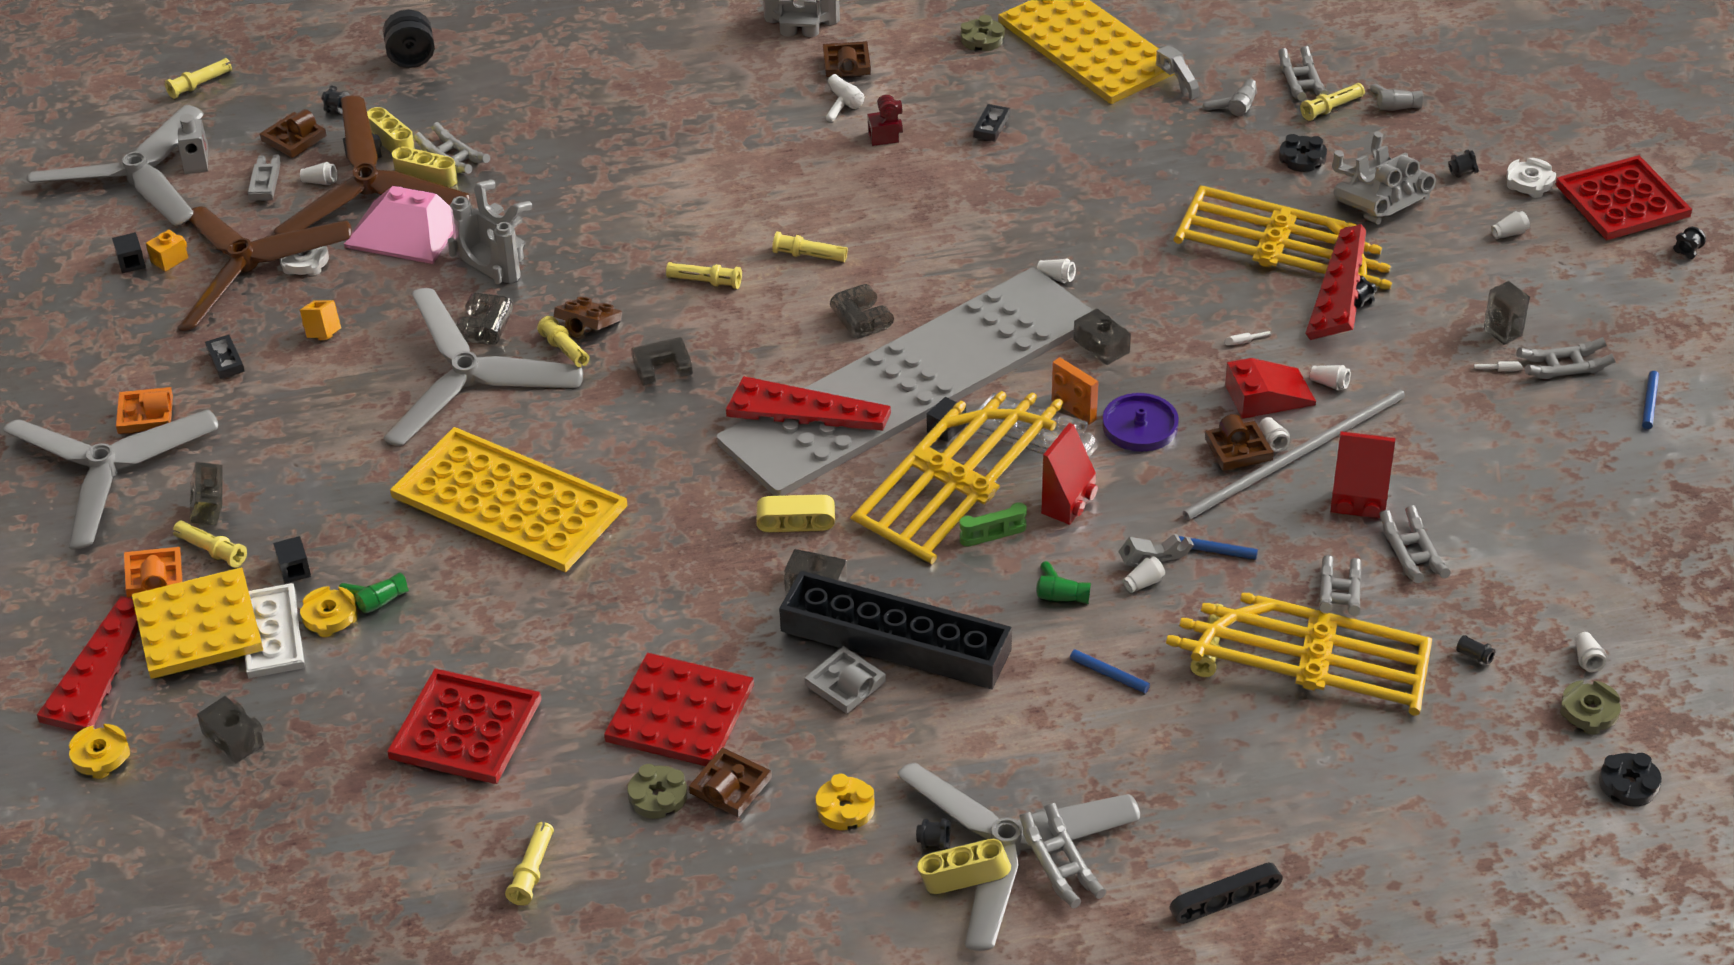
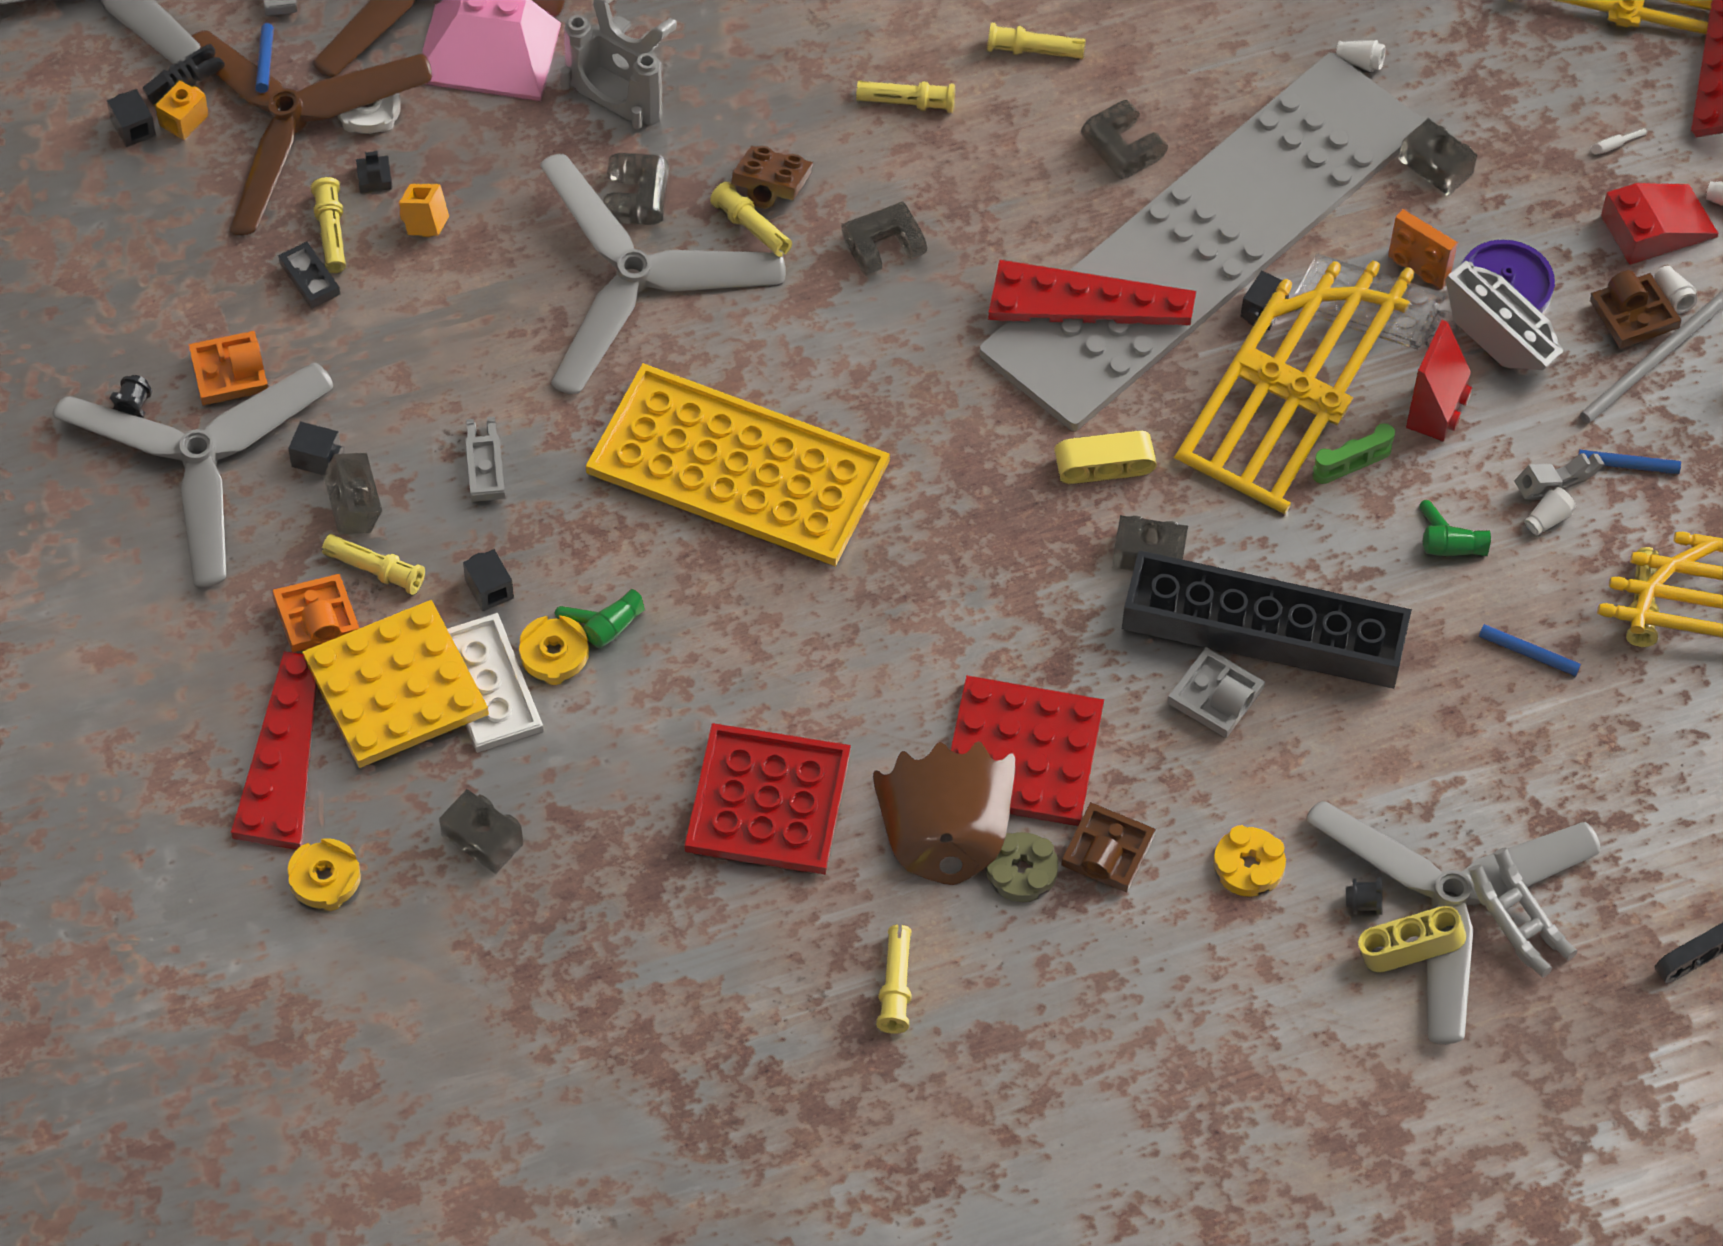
camera: 10 degrees left, 15 degrees up
(66, 421) = (131, 395): none -> black brick
(183, 225) = (194, 68): none -> black hinge
(183, 460) = (314, 447): none -> black brick
(237, 223) = (264, 58): none -> blue bar
(252, 319) = (328, 213): none -> light yellow pin
(294, 297) = (374, 172): none -> black tile
(315, 483) = (484, 463): none -> light grey hinge
(612, 729) = (946, 795): none -> reddish brown piece
(1125, 439) = (1501, 319): none -> light grey wedge

